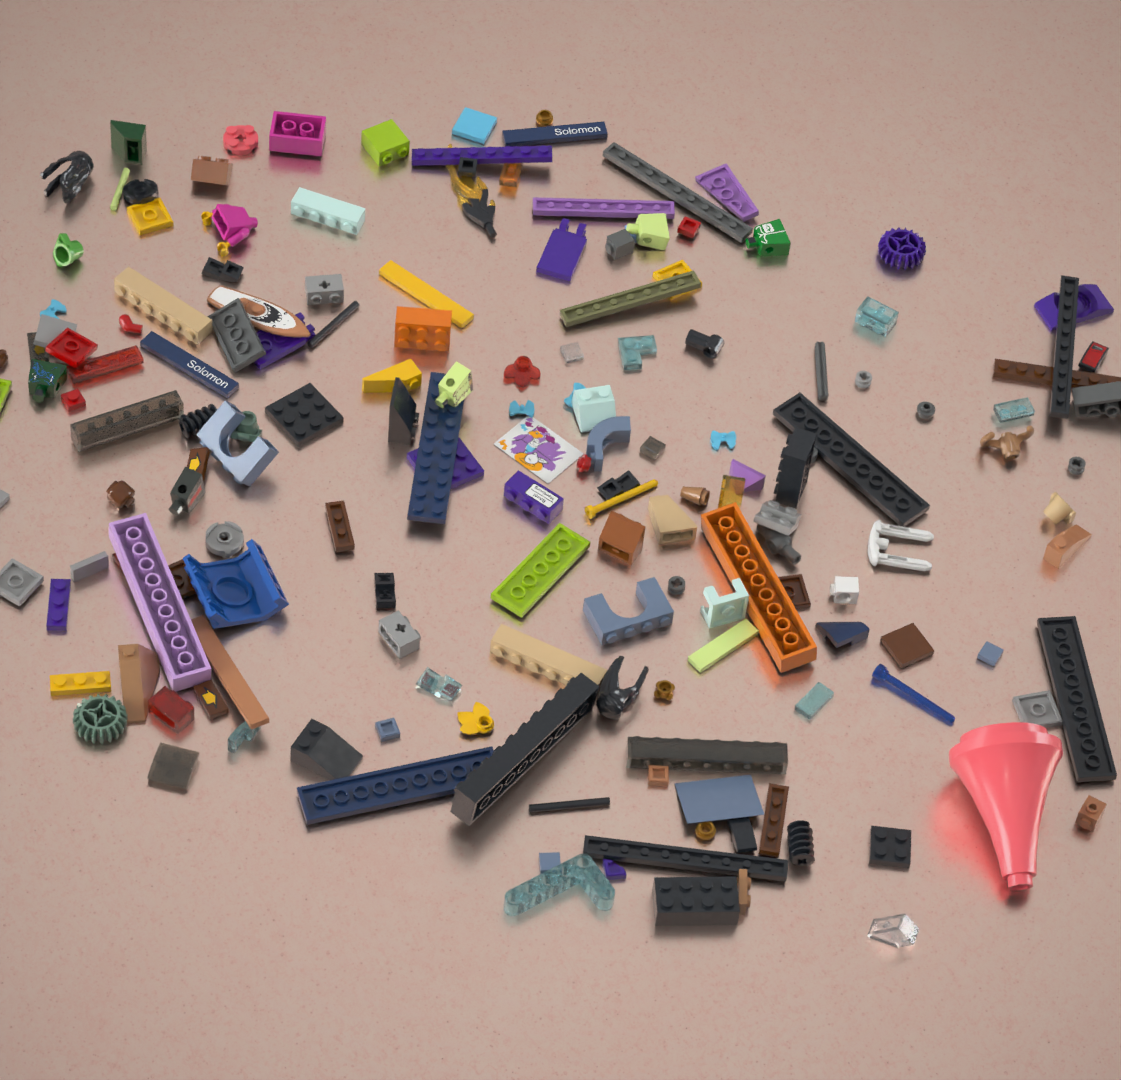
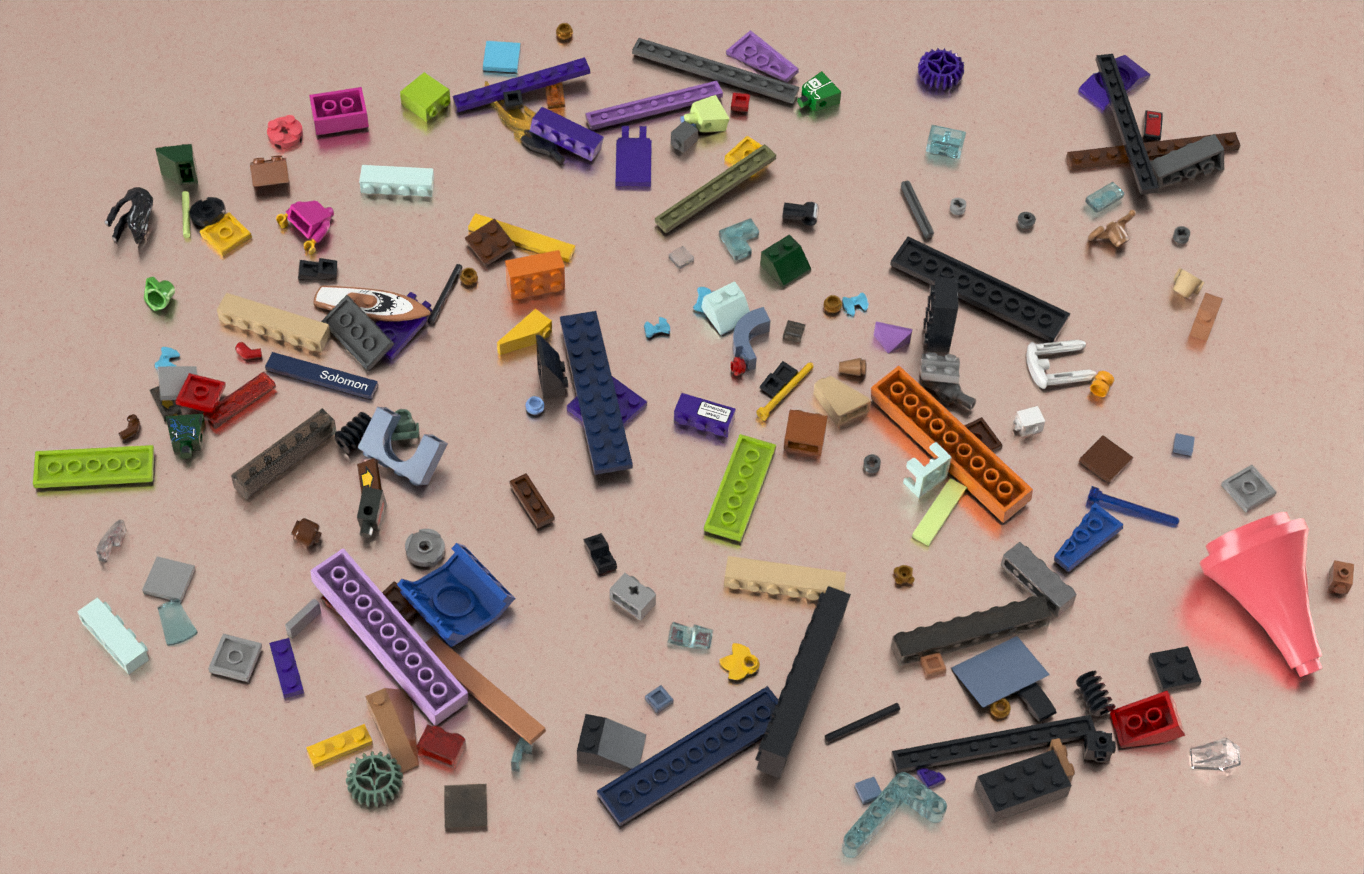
camera: 15 degrees left, 5 degrees up
(73, 400) = (221, 446): red plate -> none
(210, 699) = (475, 722): reddish brown tile -> none
(304, 414) = (452, 394): black plate -> none
(324, 289) = (423, 261): light grey brick -> none
(361, 314) = (468, 272): none -> pearl gold plate
(377, 444) = (535, 405): none -> light blue plate
(393, 289) = (490, 242): none -> reddish brown plate
(454, 386) = (592, 326): yellowish green torso -> none
(506, 211) = (566, 133): none -> dark purple brick
(522, 371) = (643, 290): clear red plate -> none
(538, 449) = (688, 363): sticker -> none
(554, 134) = (579, 44): dark blue tile -> none
(612, 627) = (829, 525): sand blue arch -> none
(612, 699) = (862, 601): black hair -> none
(670, 382) = (785, 261): none -> dark green slope
(700, 433) = (832, 304): none -> pearl gold plate
(731, 490) = (886, 355): clear yellow panel -> none
(773, 820) = (1059, 677): reddish brown plate -> none
(783, 888) = (1099, 746): none -> black brick
(792, 730) = (1038, 578): none -> flat silver brick
(814, 700) = (1045, 541): clear light blue tile -> none
(842, 882) = (1148, 721): none -> red slope
(843, 632) = (1043, 464): dark blue slope -> none
(862, 706) = (1091, 534): none -> blue wing
(932, 577) = (1101, 384): none -> light orange wheel
(1076, 699) = (1279, 465): black plate -> none

